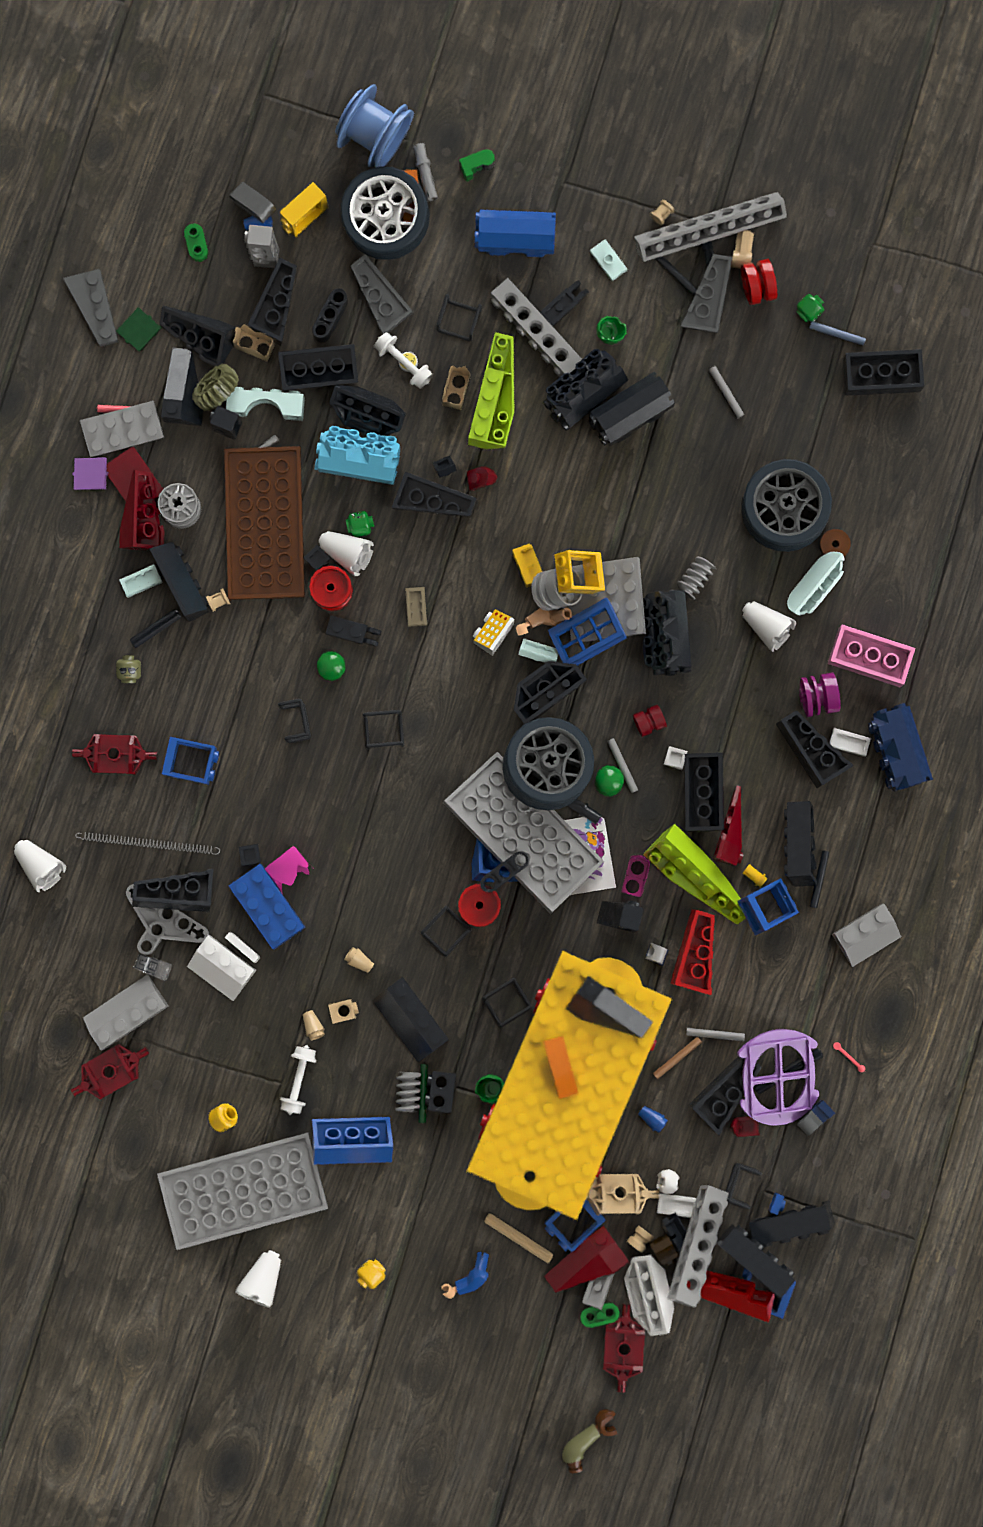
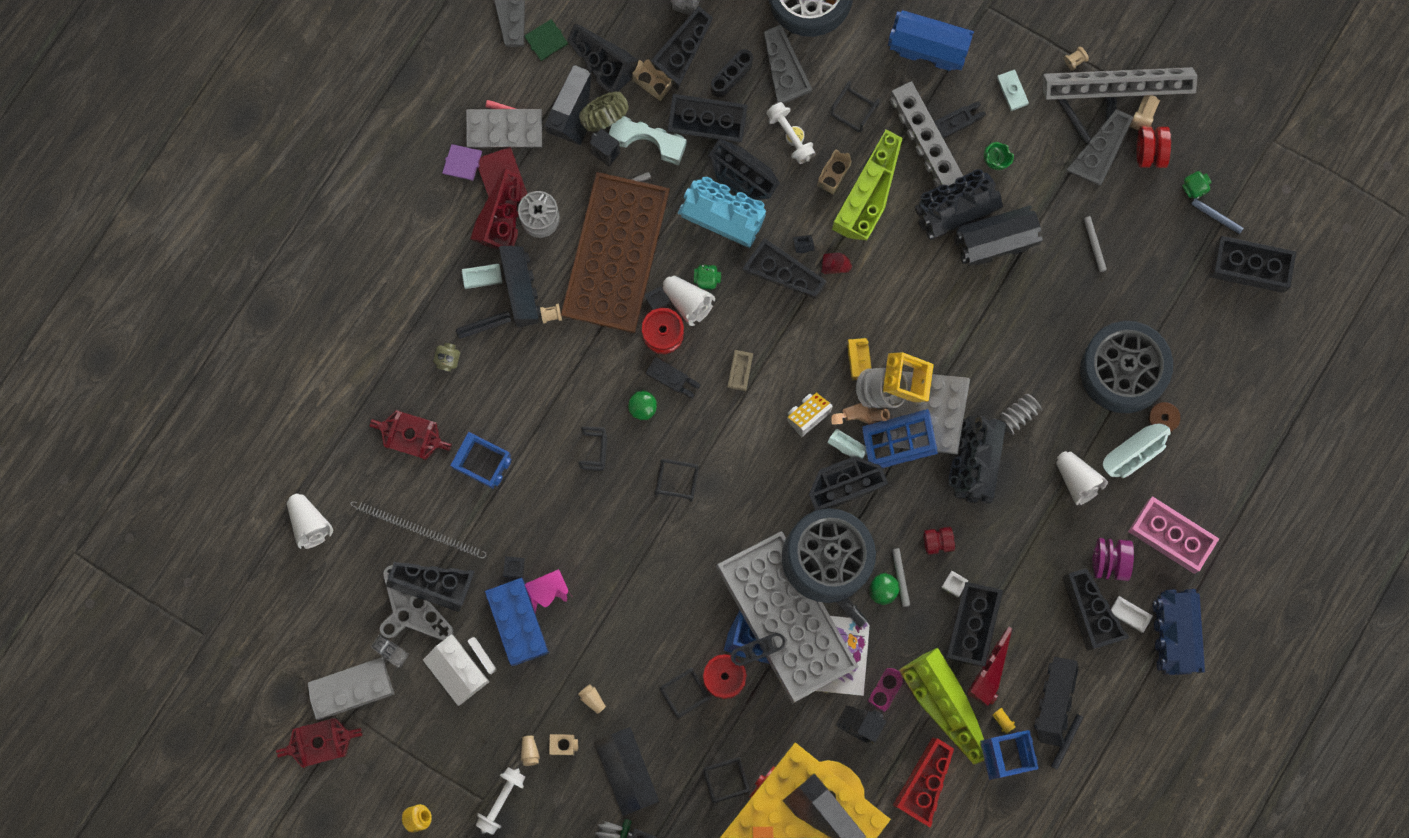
camera: 15 degrees right, 5 degrees down
(656, 954) = (886, 772): light grey leg -> none
(867, 934) = (1100, 809): light grey slope -> none

